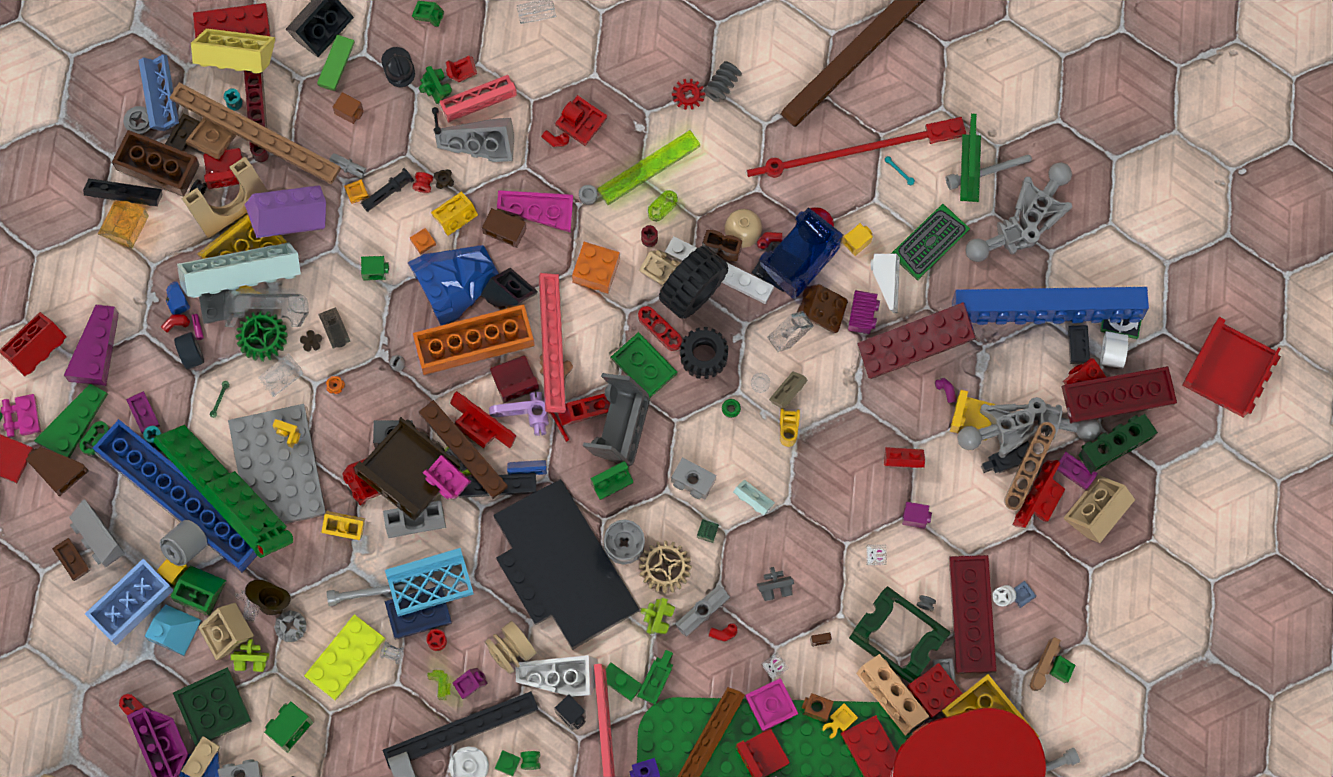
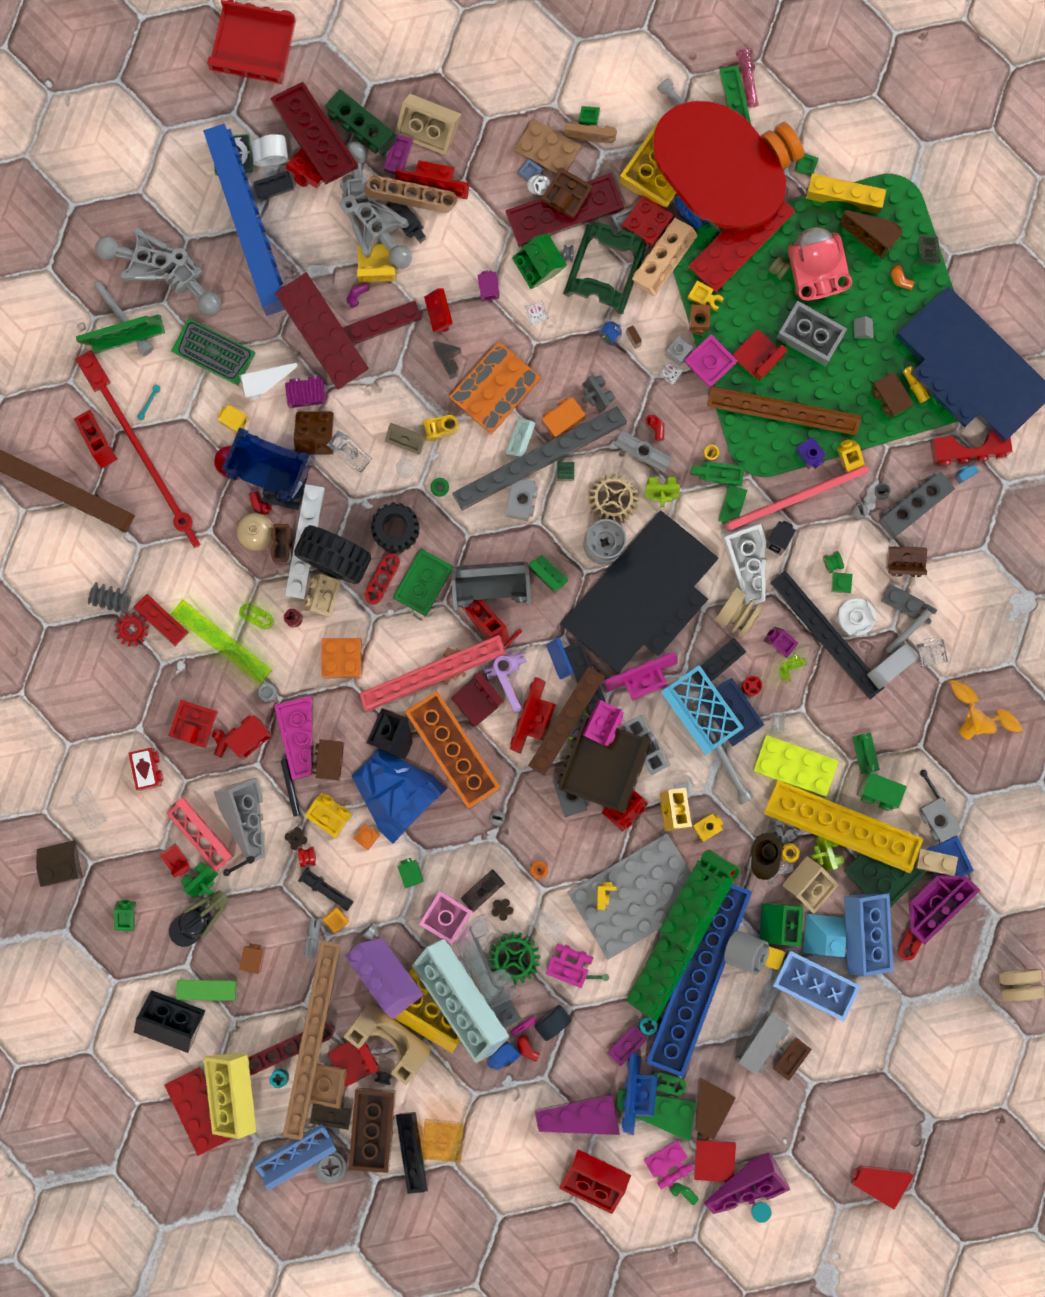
camera: 105 degrees left, 10 degrees up
(93, 404) = (640, 1094): none -> blue bracket
(157, 669) = (868, 934): none -> medium blue slope
(231, 379) = (567, 971): none -> dark pink plate
(261, 617) = (794, 848): none -> yellow plate
(267, 678) = (844, 826): none -> yellow plate
(316, 544) = (701, 830): none -> yellow brick
(321, 285) = (445, 917): none -> bright pink brick
(332, 217) = (369, 932): none -> light grey hinge
(332, 729) = (865, 753): none -> green hinge
(410, 93) = (217, 901): none -> olive plant
(471, 618) = (720, 661): none -> black plate
(478, 538) = (643, 679): none -> dark pink bracket
(489, 188) = (290, 788): none -> black bar
(550, 161) = (248, 736): none -> red brick
(553, 67) = (145, 769): none -> brick
(677, 679) = (714, 453): none -> yellow hinge
(688, 121) = (161, 620): none -> red tile
(727, 508) = (539, 458): none -> dark grey plate
(760, 543) = (563, 417): none -> orange brick
(792, 677) = (678, 351): none -> light grey brick
(812, 491) = (495, 388): none -> orange plate
(832, 617) = (610, 332): none -> blue rock
(860, 451) = (445, 353): none -> clear smoke slope
(877, 112) = (95, 439): none -> red slope
(910, 404) = (383, 322): none -> dark red plate
(926, 572) = (539, 261): none -> green slope
(986, 618) = (567, 193): none -> reddish brown plate
(1041, 619) = (547, 147): none -> medium nougat plate

